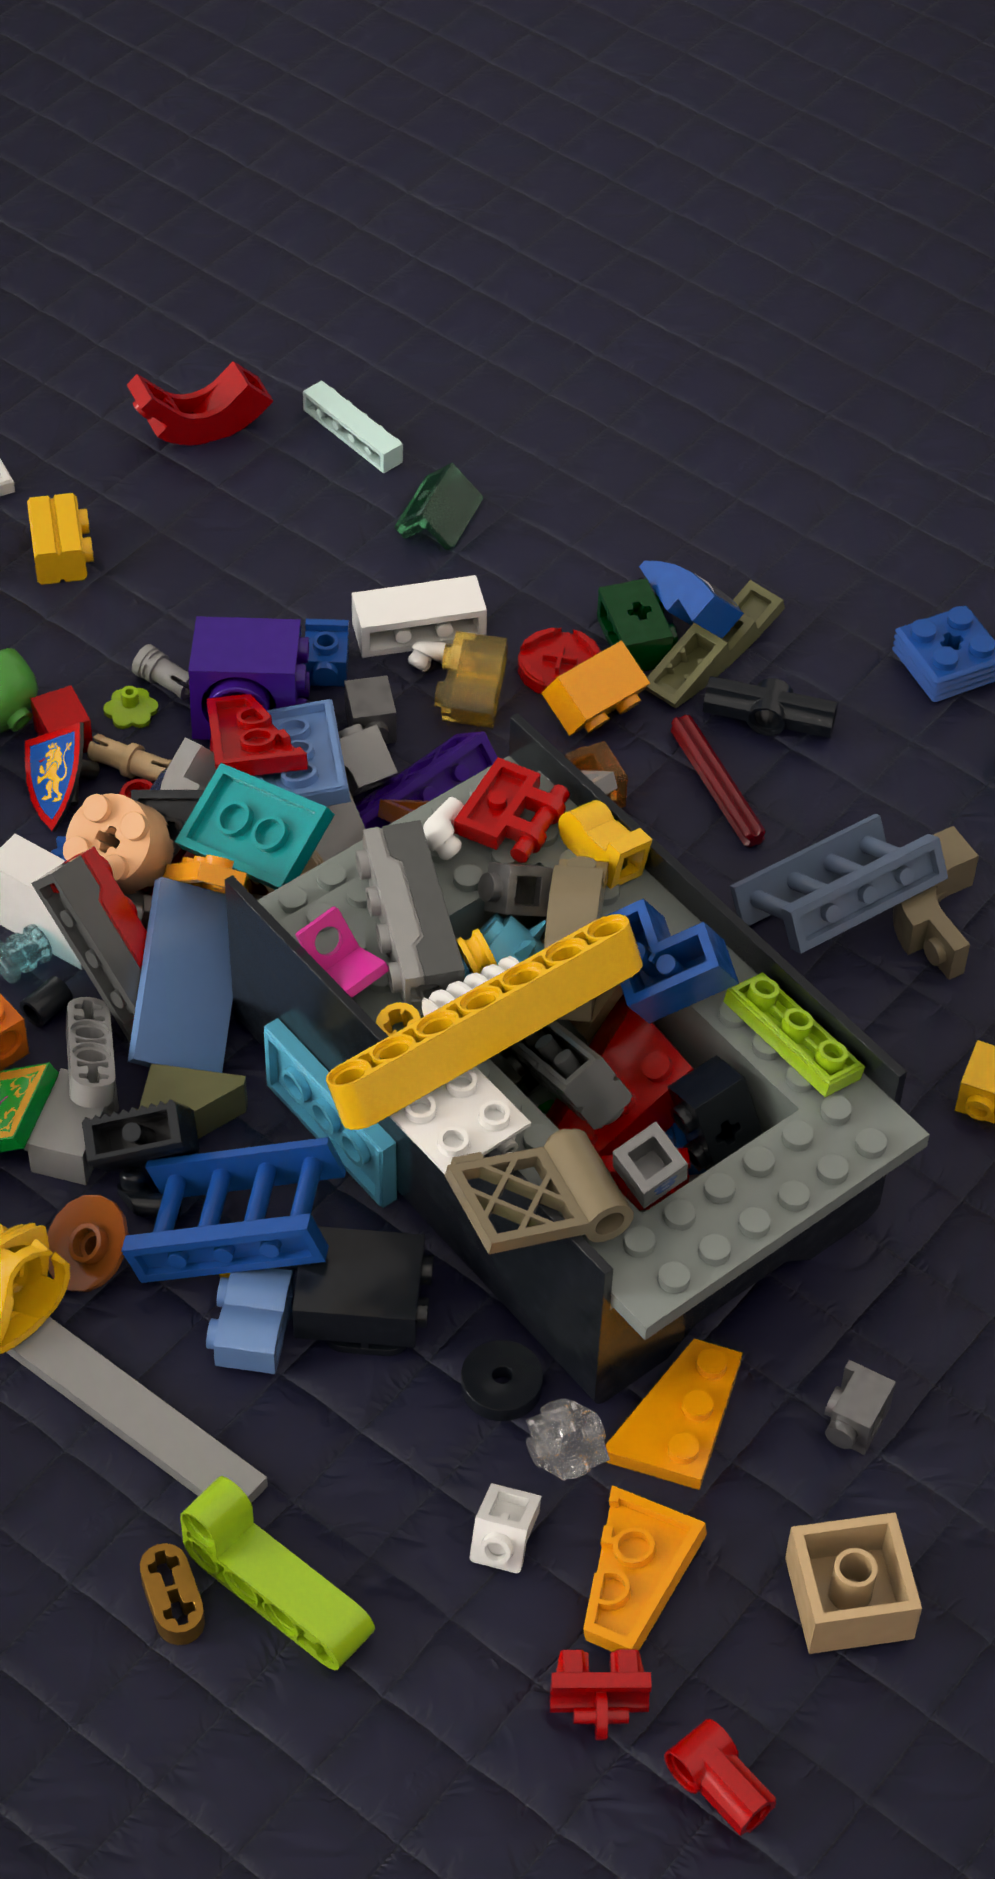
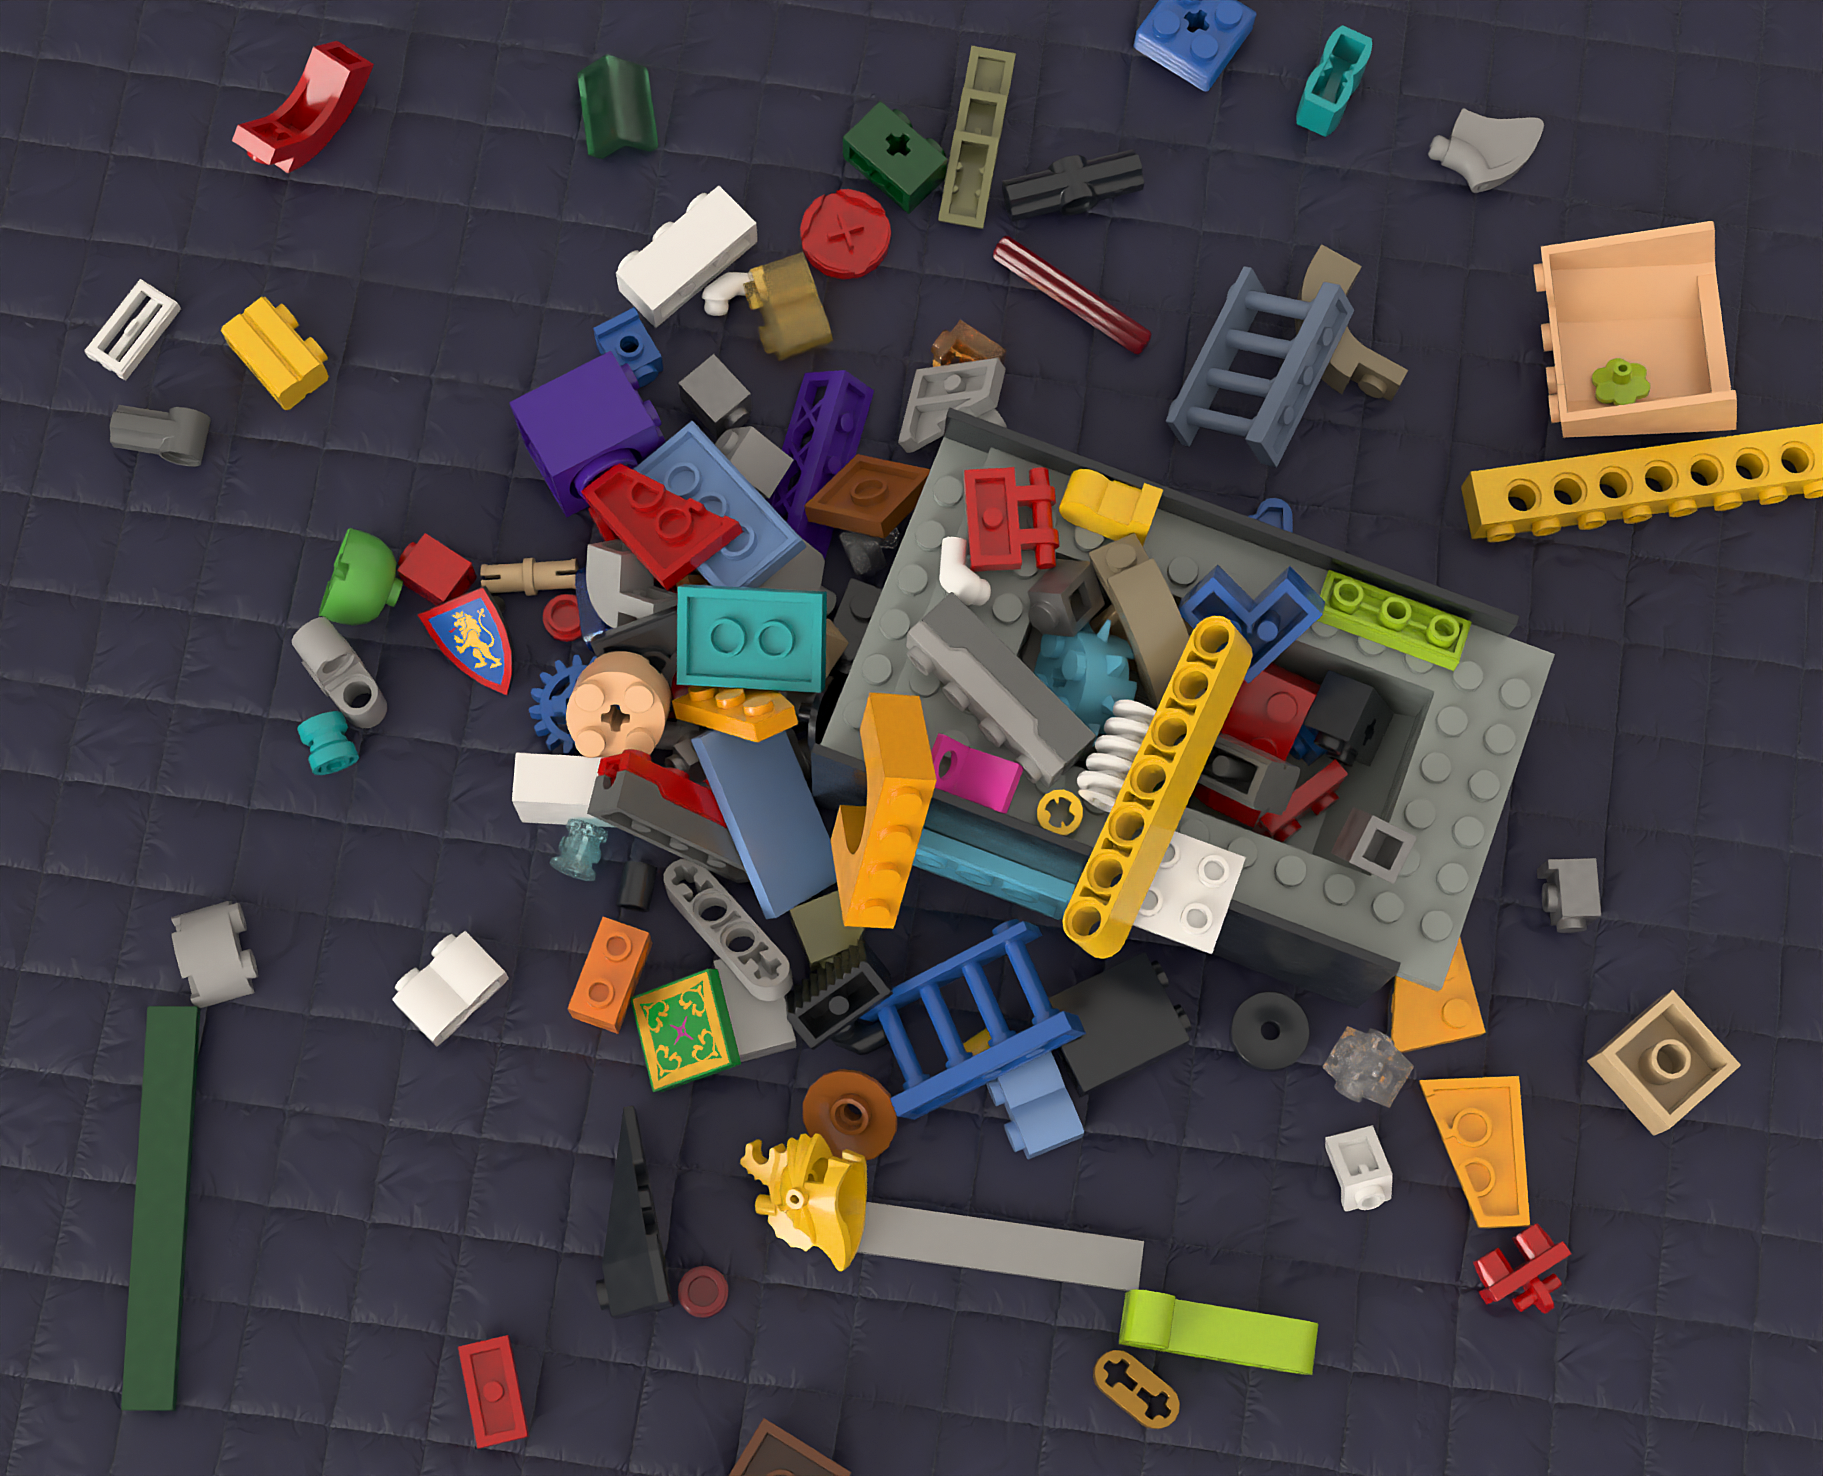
camera: 35 degrees left, 25 degrees up
(131, 707) = (482, 519): lime plant -> none
(157, 668) = (476, 454): light grey pin -> none
(228, 1001) = (879, 841): none -> light orange arch
(353, 426) = (465, 47): light aqua piece -> none
(475, 952) = (1086, 704): yellow bush -> none
(575, 1184) = (1313, 892): dark tan piece -> none
(596, 688) = (910, 257): light orange brick -> none
(691, 597) = (935, 101): blue slope -> none
(711, 1765) = (1641, 1283): red piece -> none

